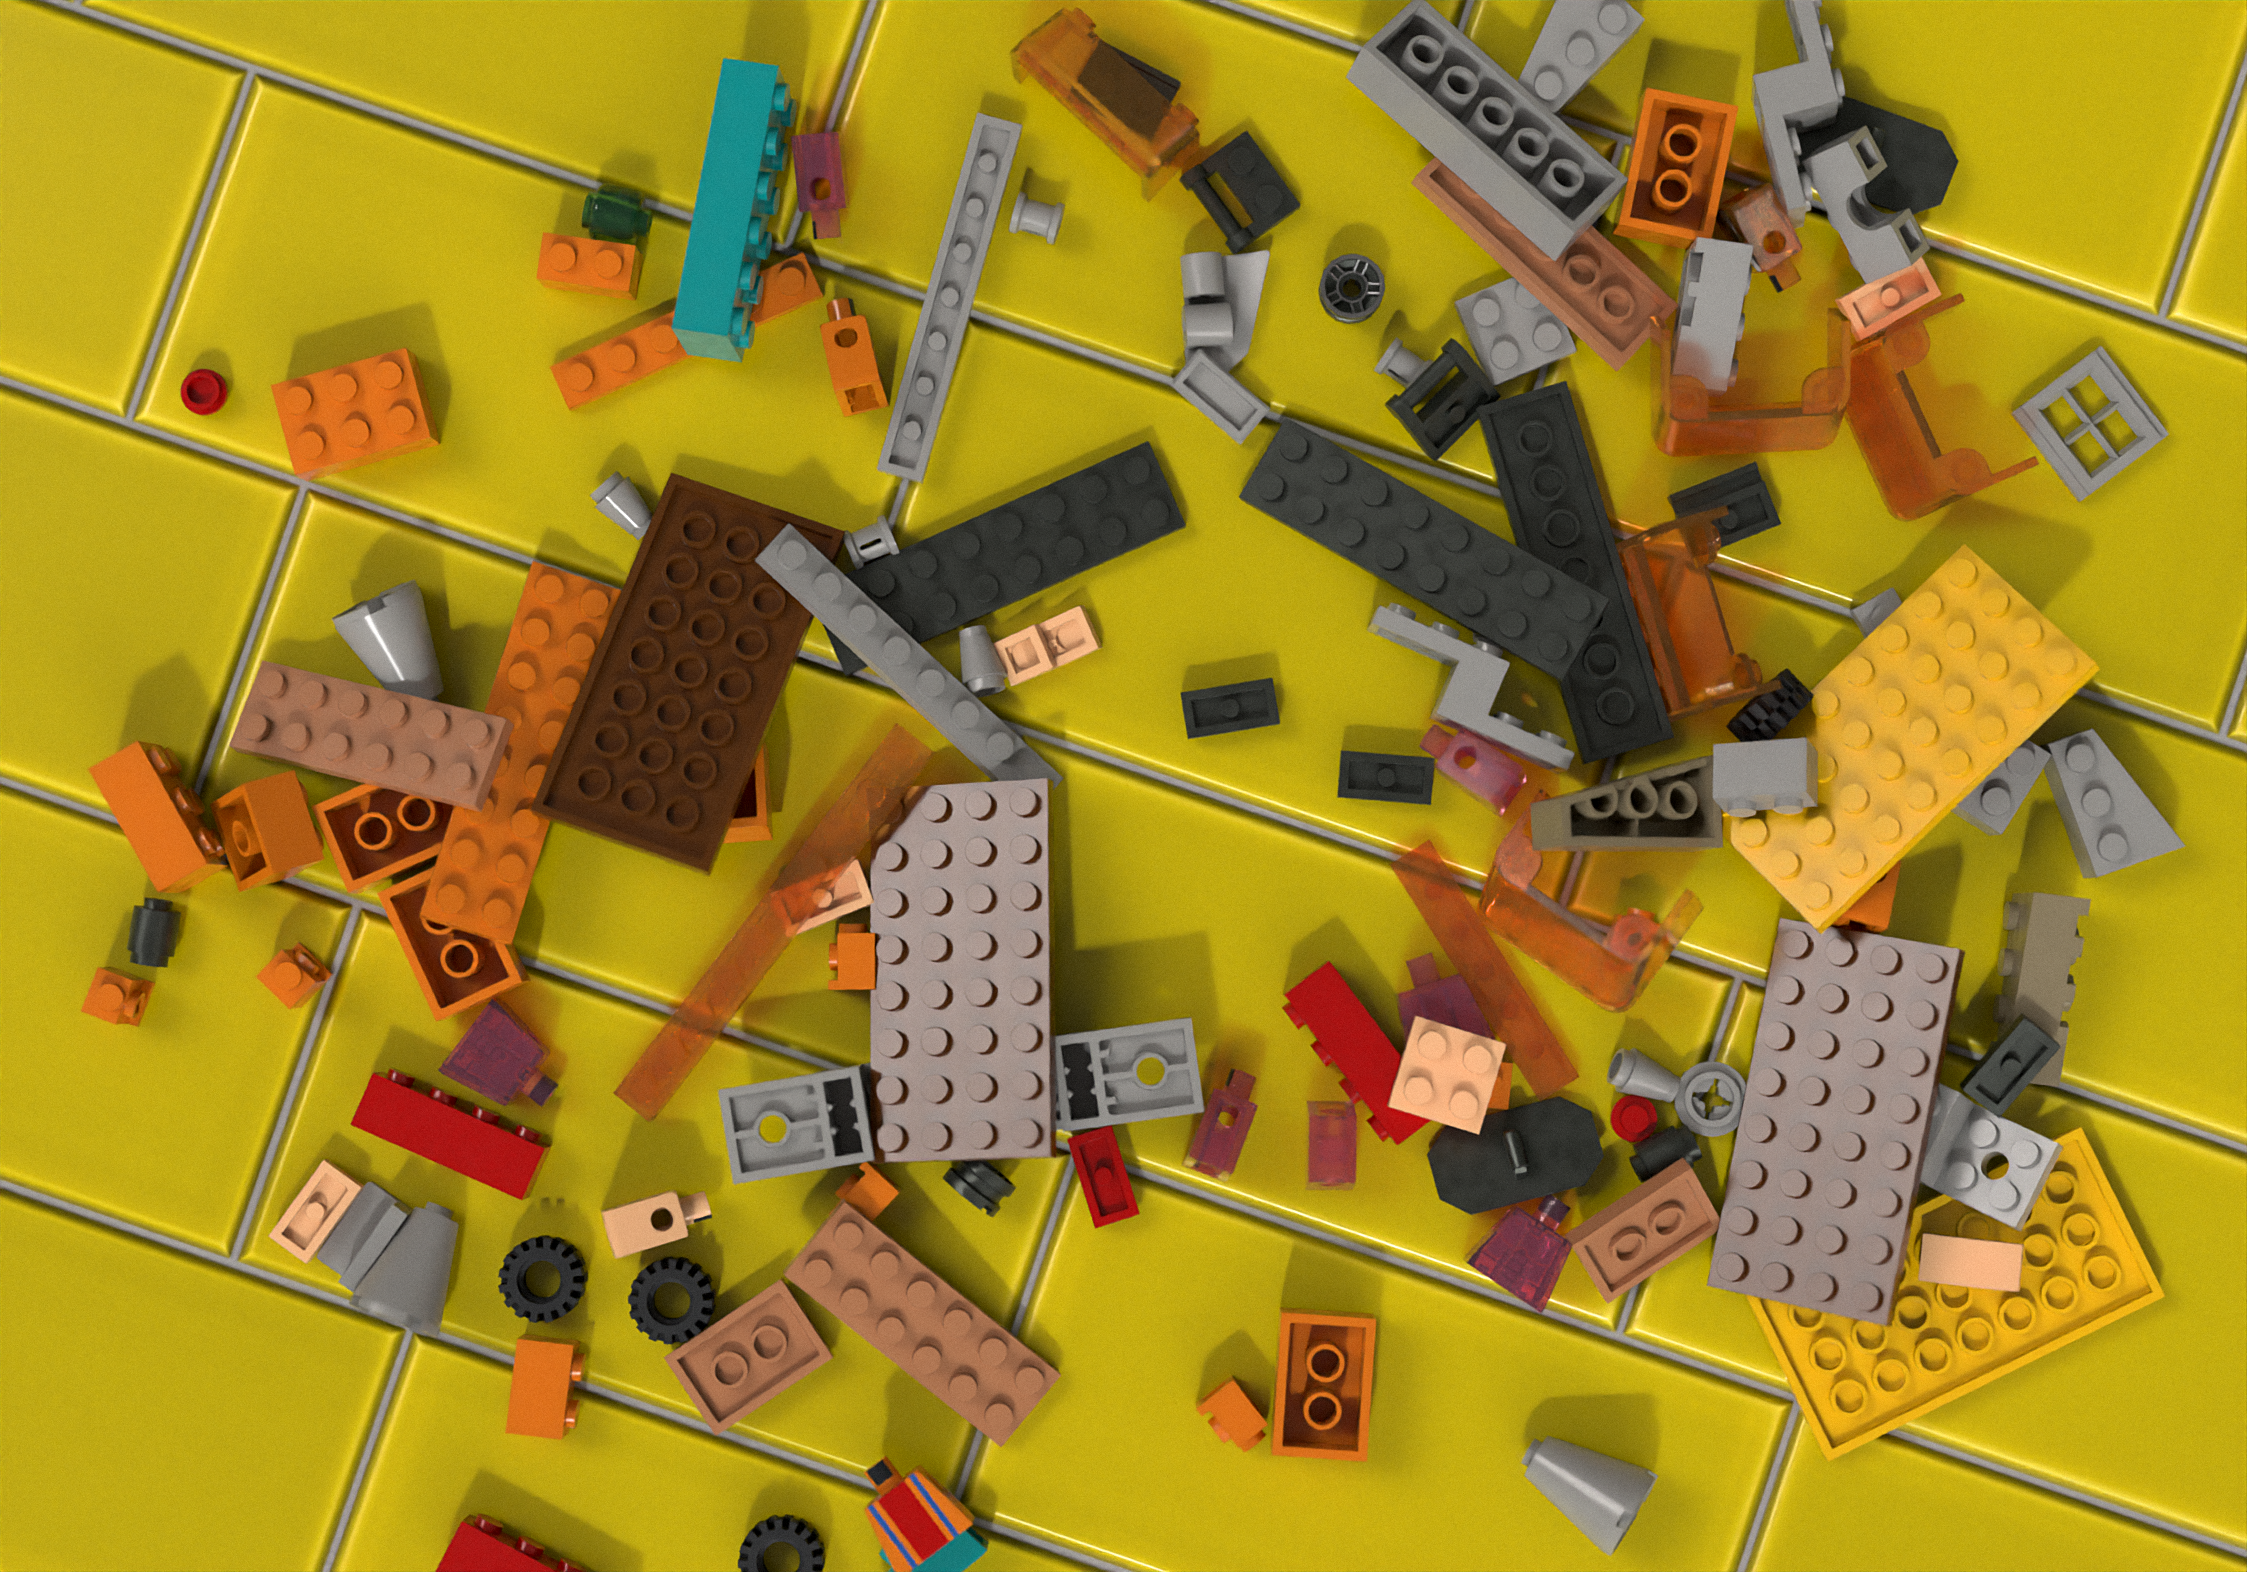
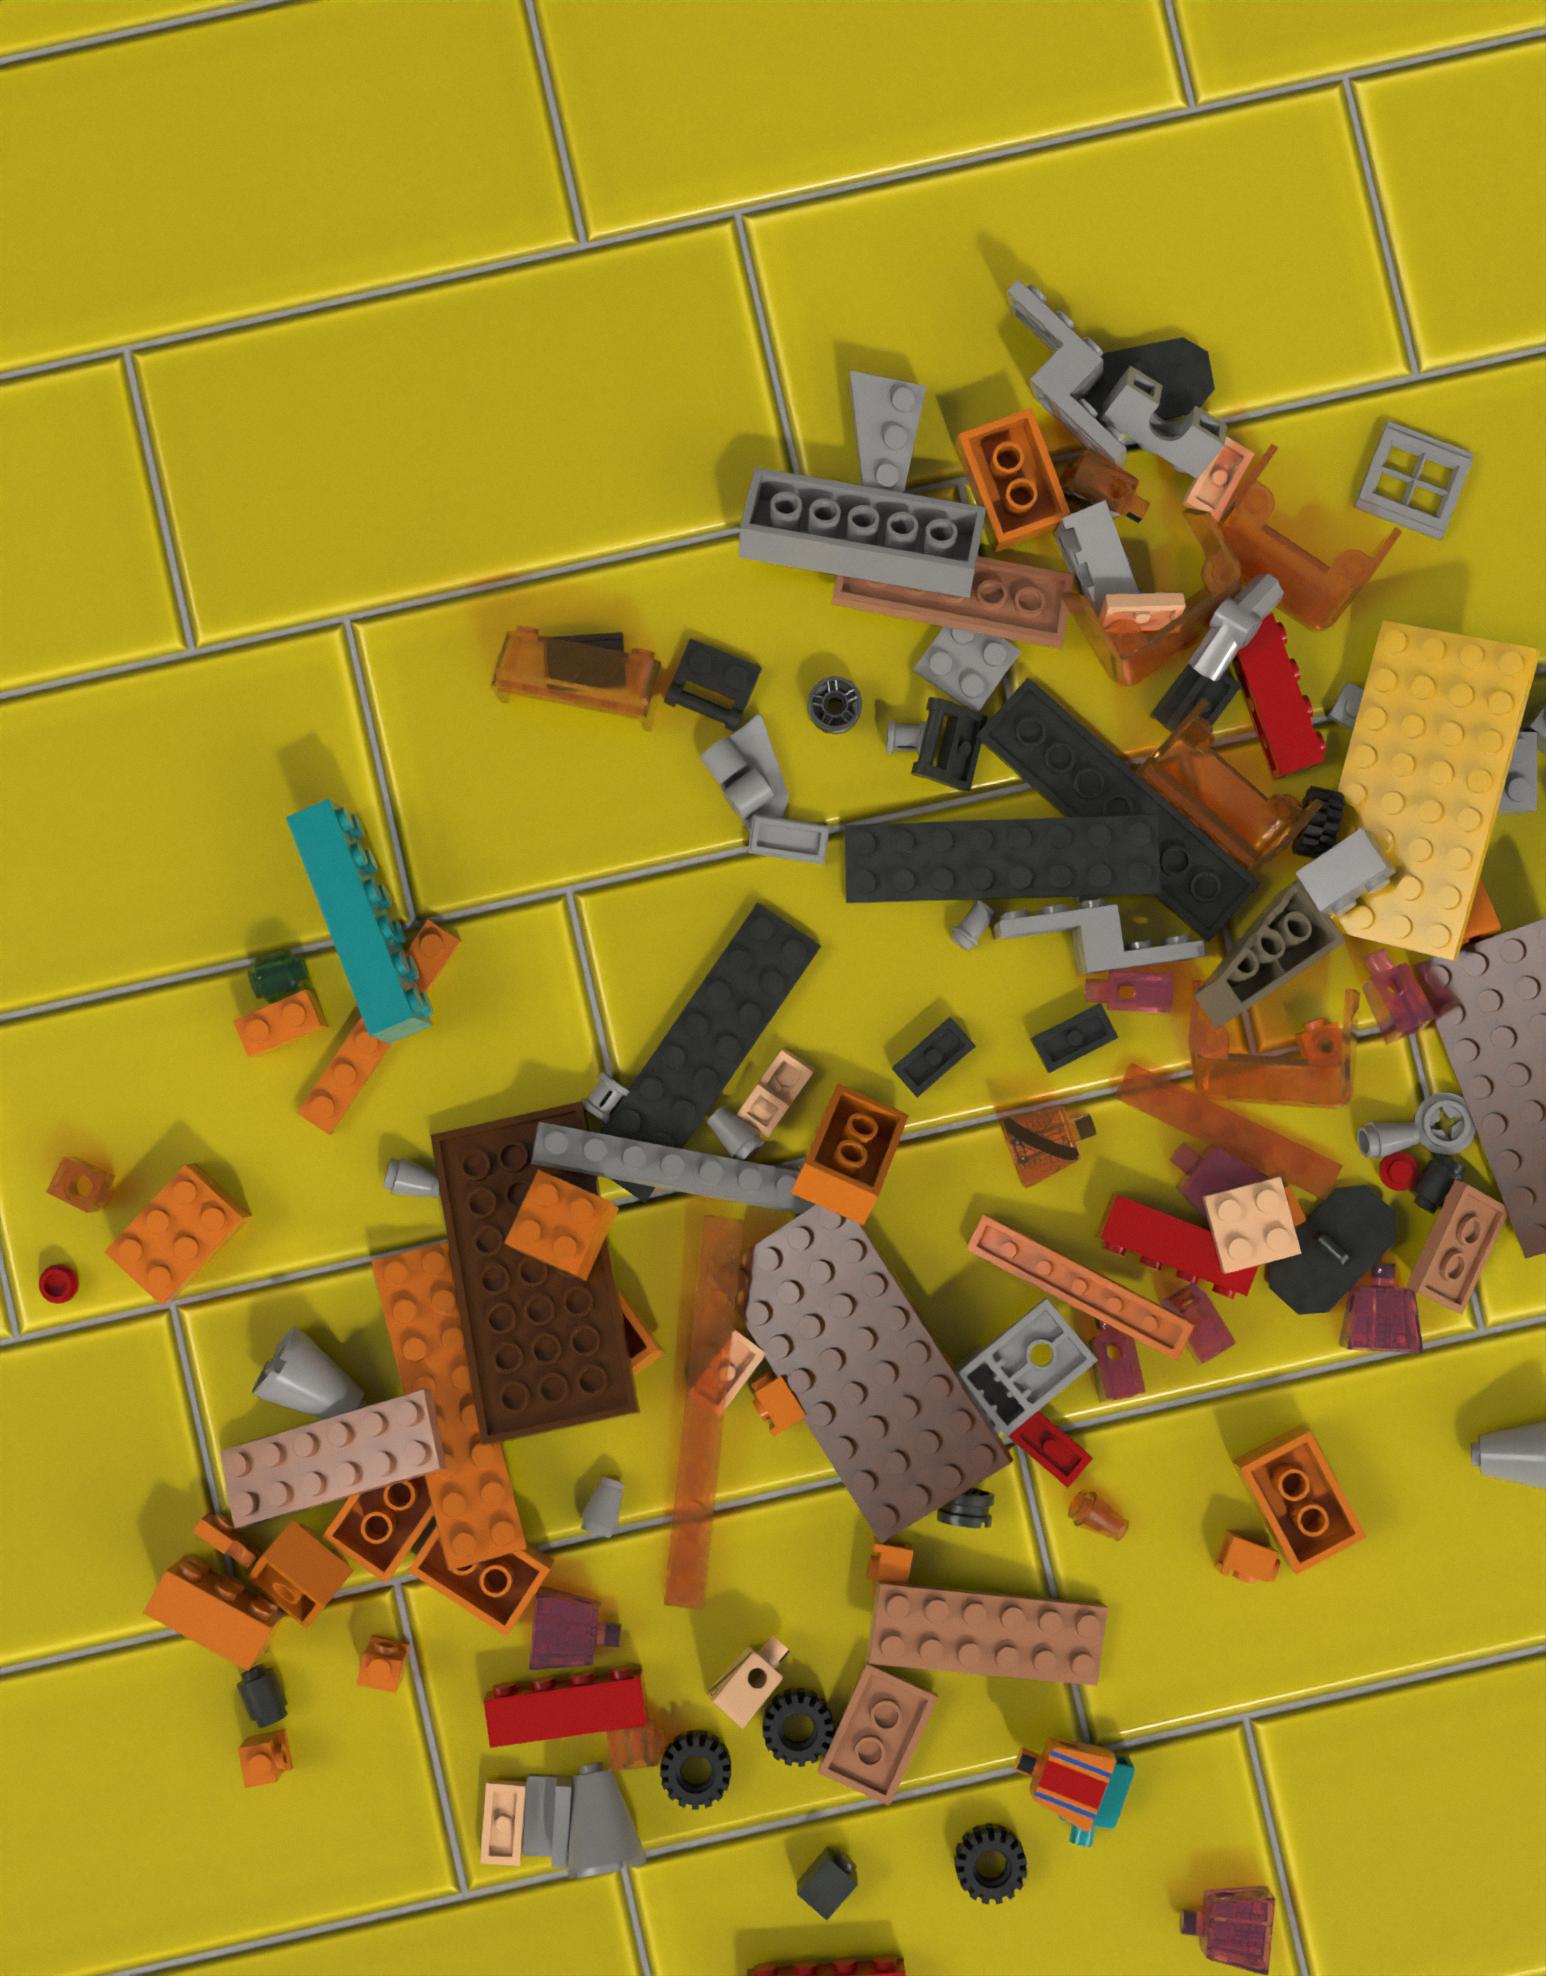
camera: 40 degrees left, 0 degrees up
(212, 744) = (220, 1533): none -> orange plate
(278, 289) = (65, 1184): none -> clear orange brick
(497, 1215) = (635, 1746): none -> clear orange brick
(544, 1387) = (745, 1847): orange brick -> none
(606, 1474) = (828, 1882): none -> pearl dark grey brick
(613, 957) = (603, 1508): none -> light grey cone
(747, 640) = (562, 1225): none -> orange brick
(815, 159) = (399, 845): clear pink torso -> none
(823, 1117) = (826, 1531): light grey bracket -> none
(852, 359) = (518, 981): orange torso -> none
(949, 298) = (552, 887): light grey plate -> none
(1036, 218) = (579, 792): light grey bush -> none
(1082, 749) = (850, 1154): none -> orange brick
(1107, 1275) = (1097, 1516): none -> clear orange cone
(1234, 1030) = (1081, 1287): none -> orange plate
(1290, 862) = (1044, 1141): none -> clear orange torso
(1353, 600) = (972, 925): none -> light grey pin
(1726, 384) = (1148, 610): none -> light nougat plate
(1734, 956) = (1398, 1012): none -> clear pink torso
(1807, 555) = (1276, 703): none -> red brick
(1809, 455) = (1235, 625): none -> light grey piece

